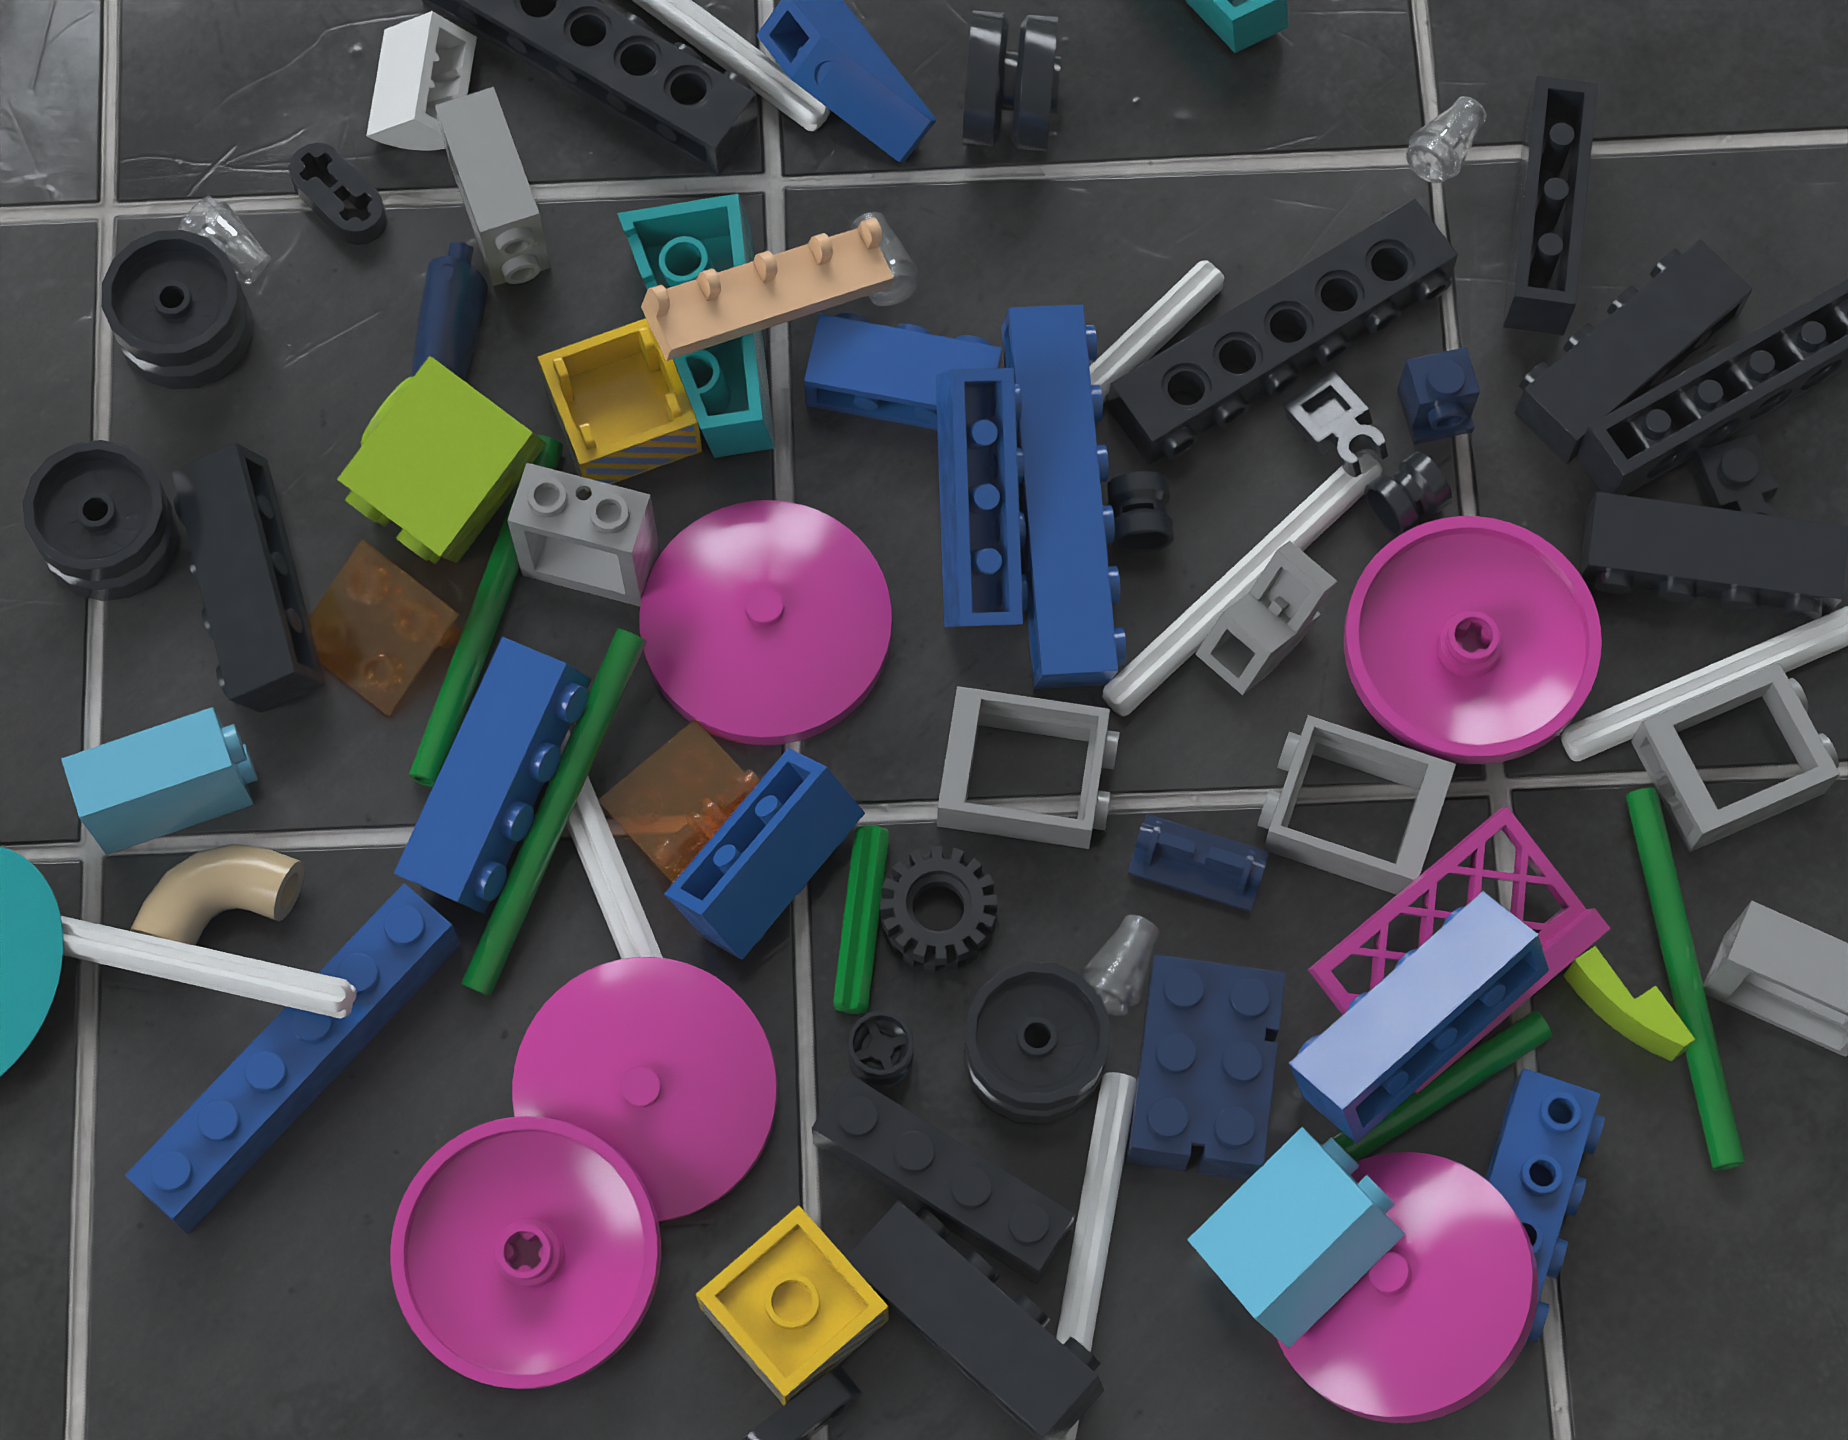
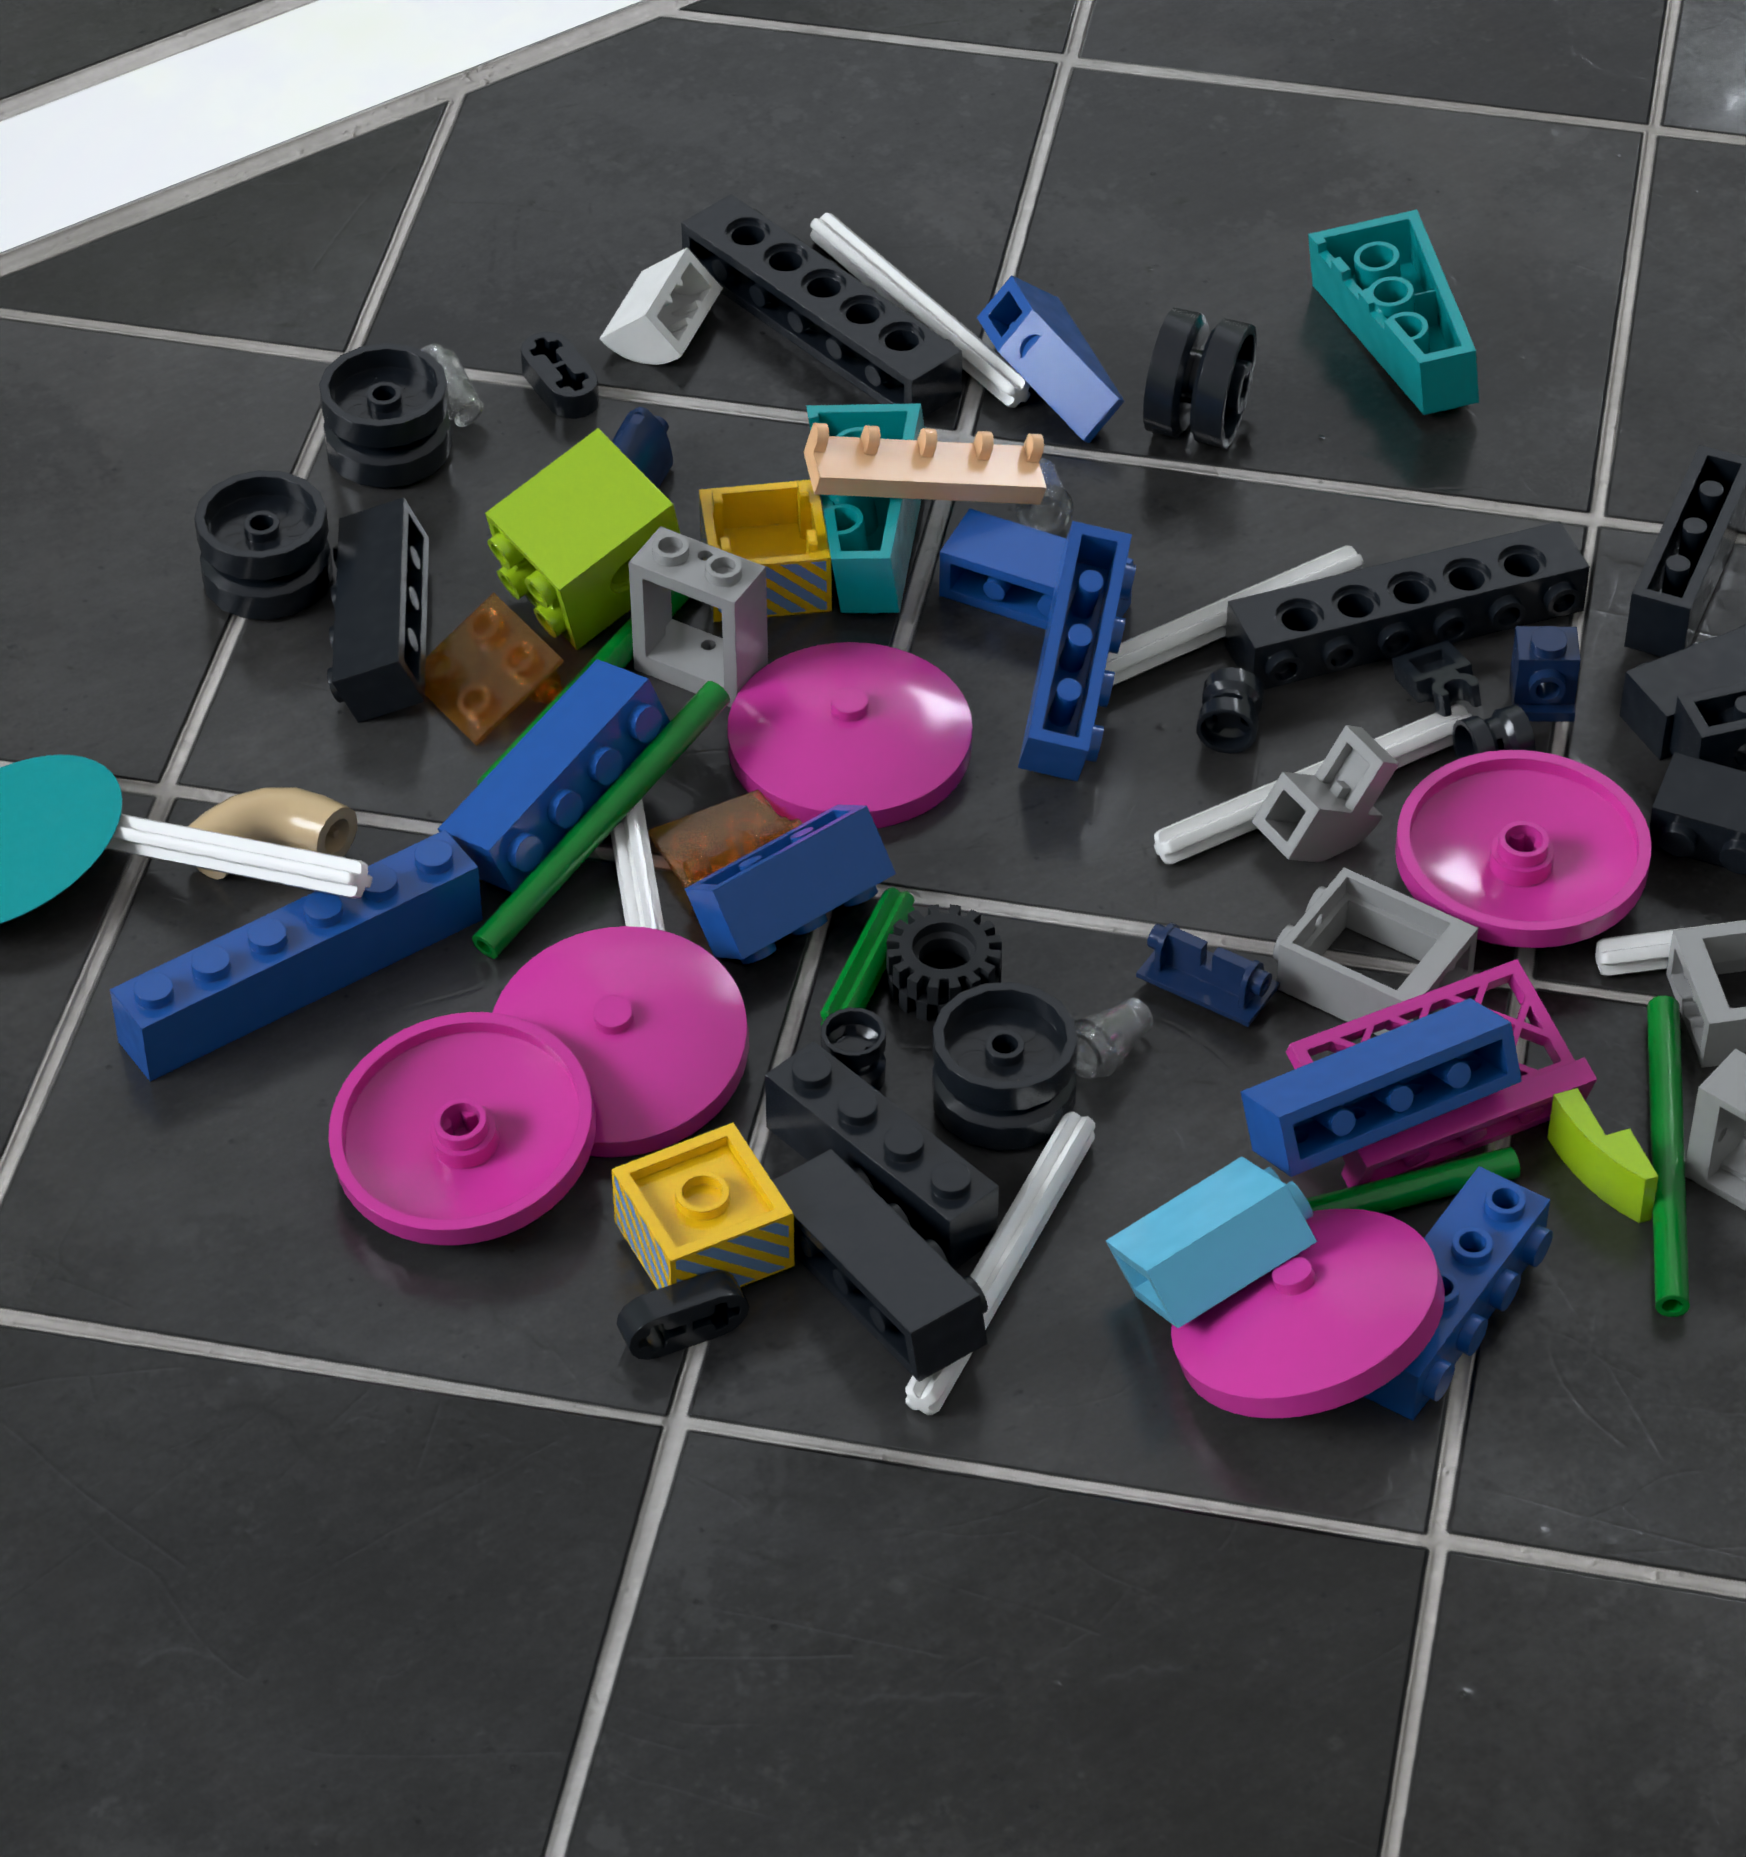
camera: 15 degrees right, 25 degrees down
(160, 780) = (249, 724): medium azure brick -> none
(493, 187) = (700, 375): light grey window -> none
(1034, 716) = (1072, 835): light grey window -> none
(1062, 499) = (1154, 677): blue brick -> none
(1206, 1067) = (1165, 1107): dark blue piece -> none
(1443, 144) = (1603, 502): clear cone -> none

